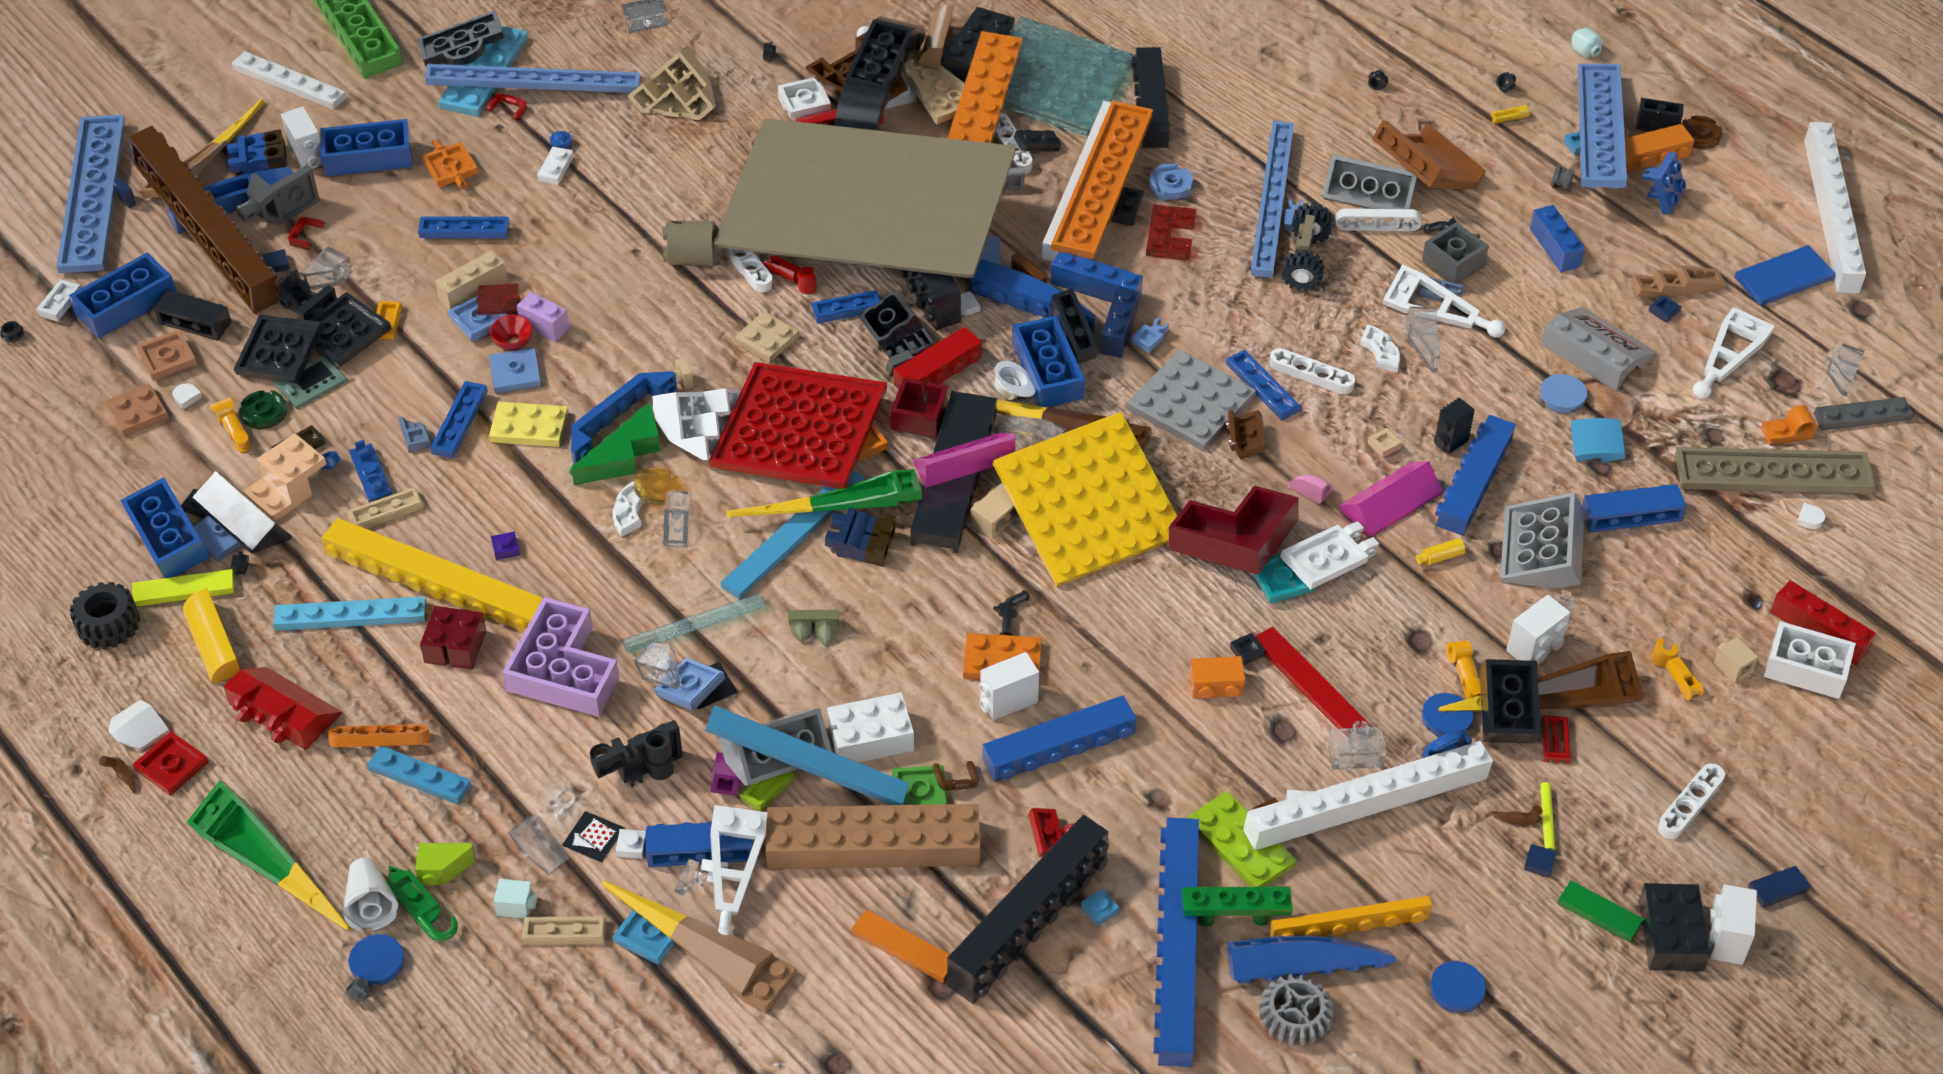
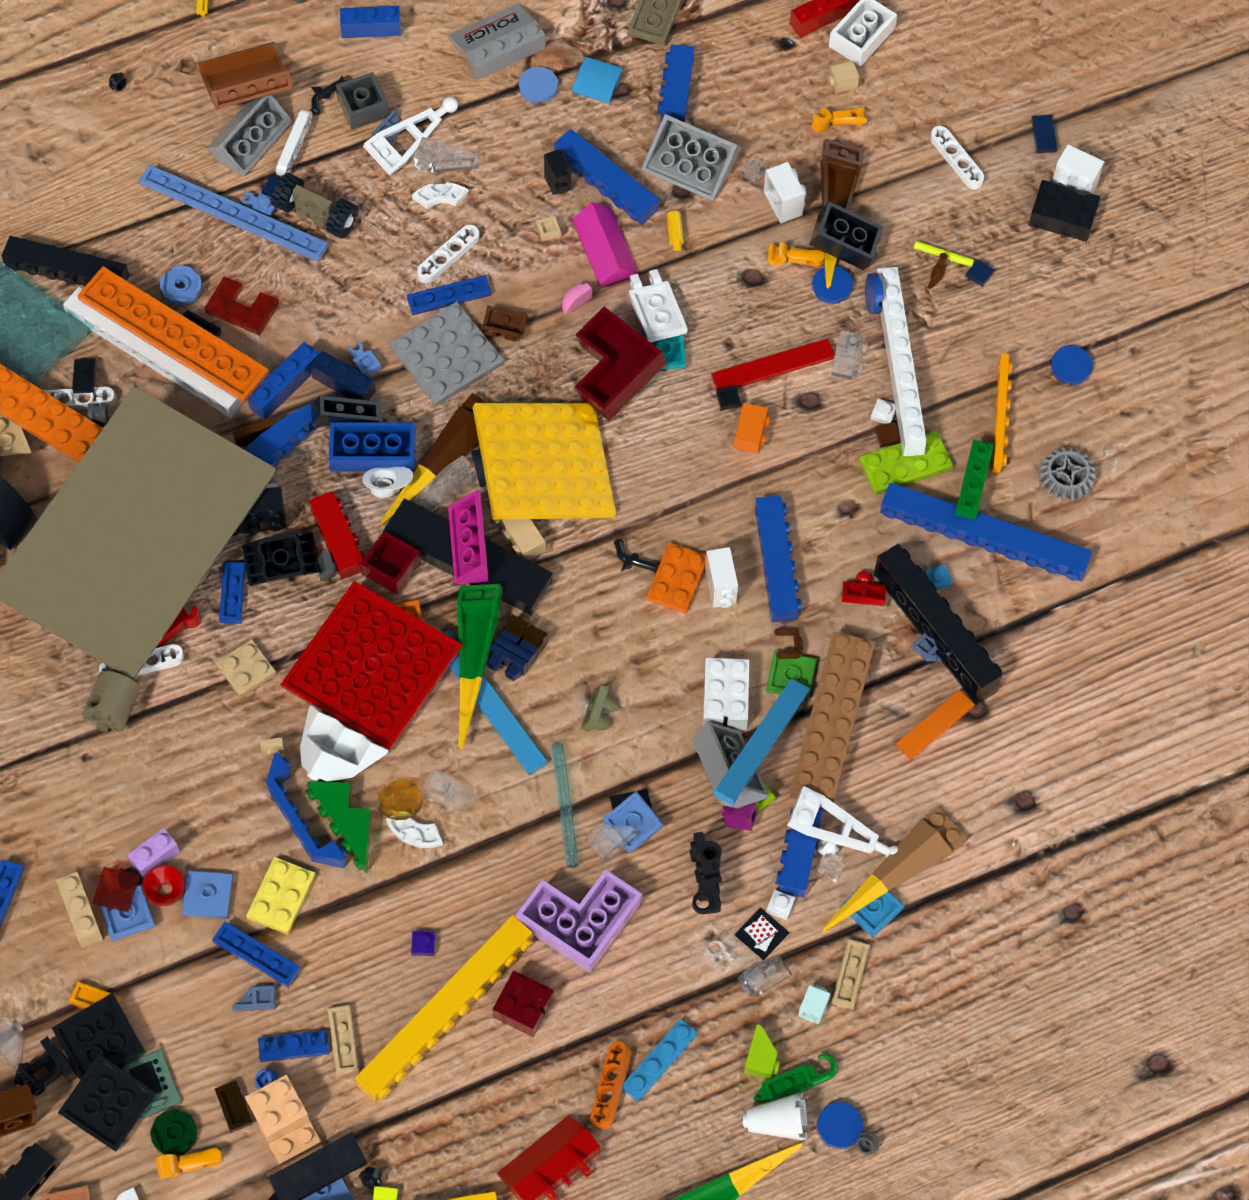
camera: 75 degrees left, 15 degrees up
(350, 613) = (459, 1091): medium azure plate -> none
(1298, 955) = (1024, 455): blue slope -> none
(1555, 755) = (876, 217): red tile -> none
(1600, 911) = (1033, 251): green tile -> none

